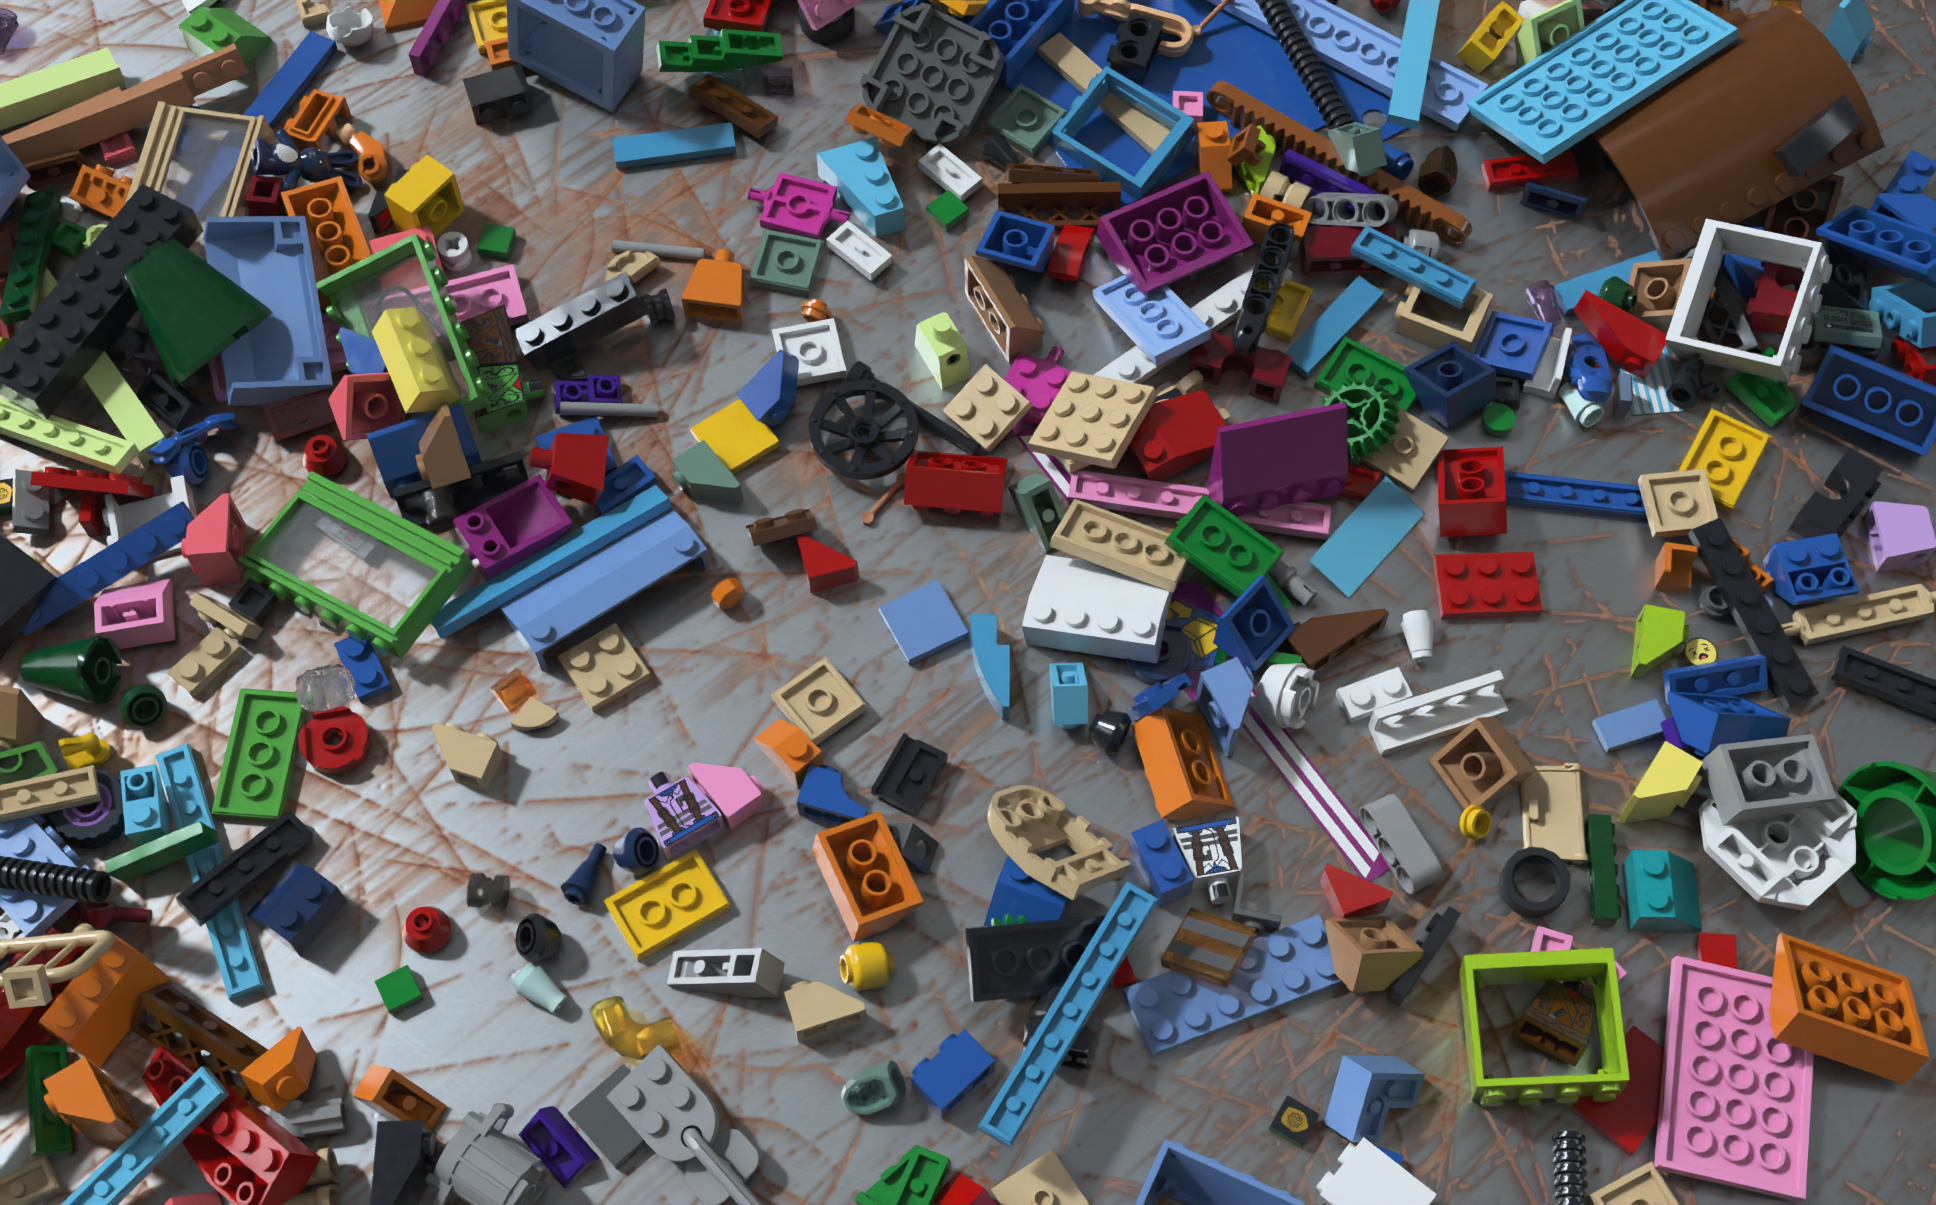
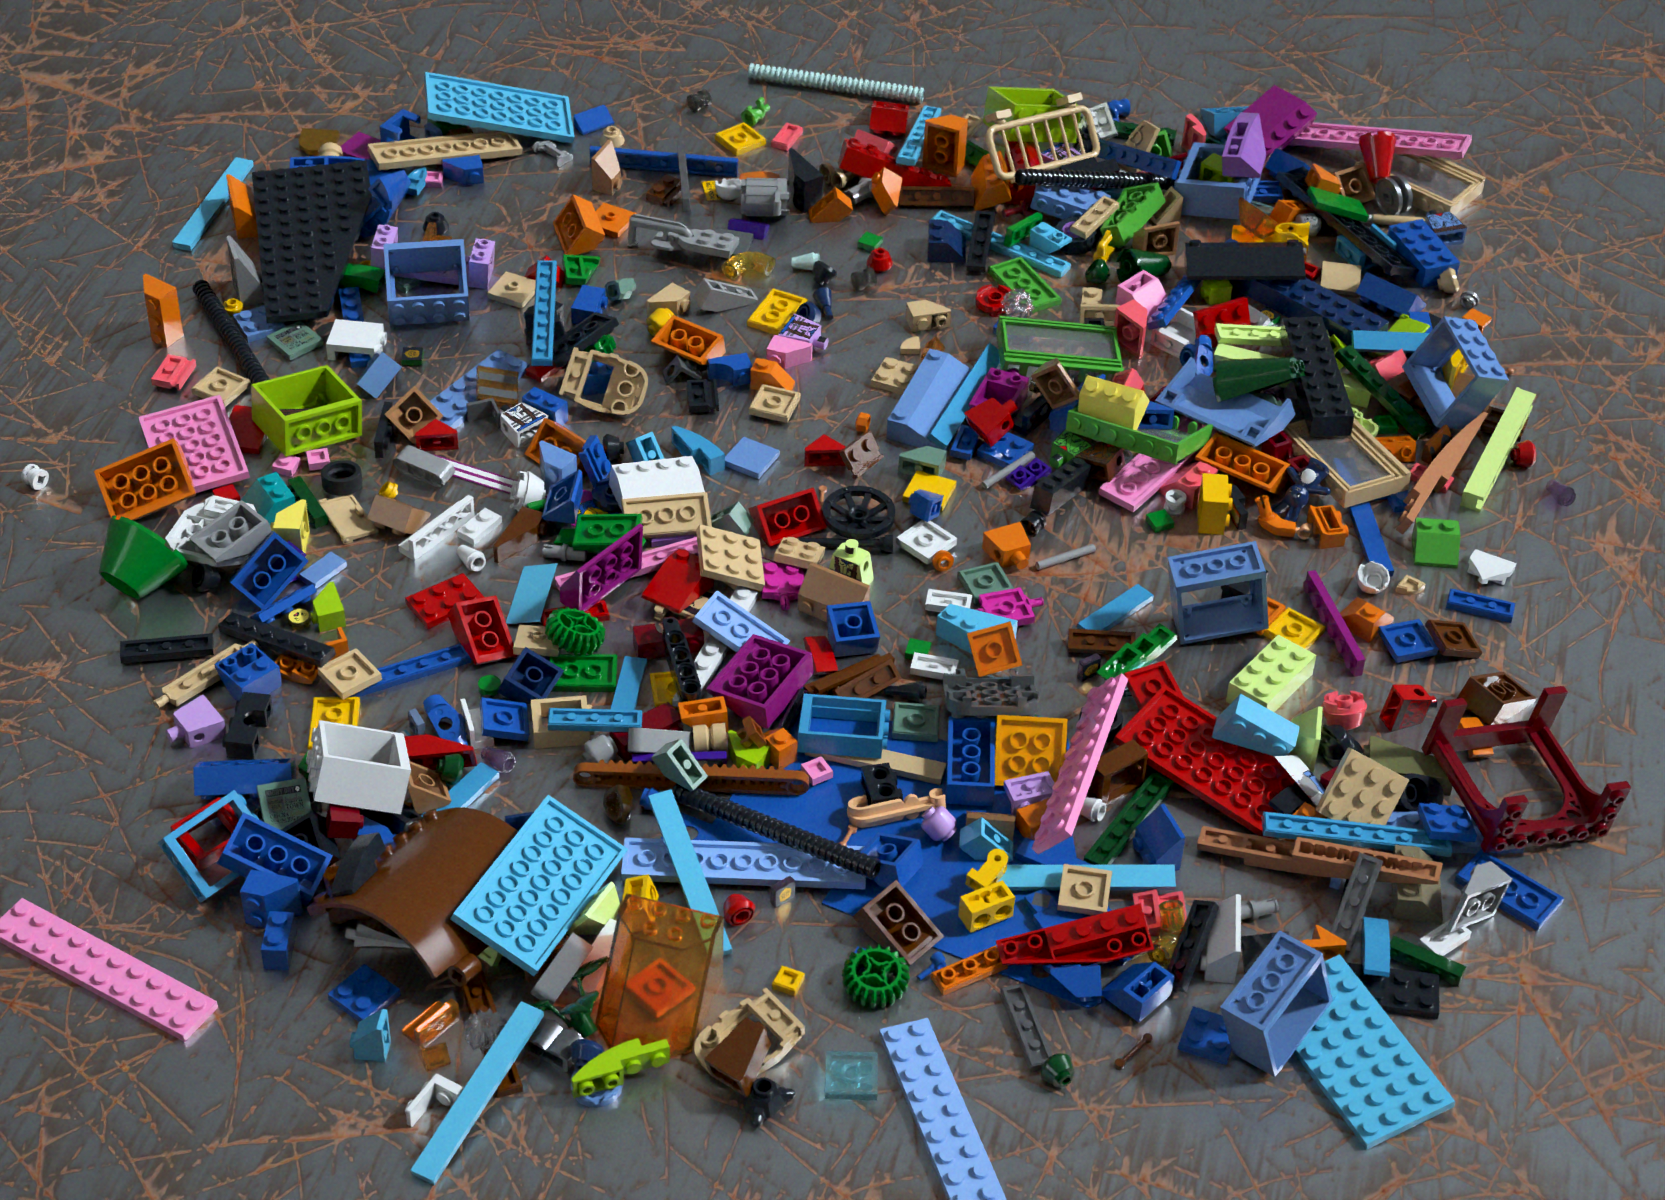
camera: 145 degrees right, 20 degrees down
(635, 265) = (1070, 536): tan plate -> none

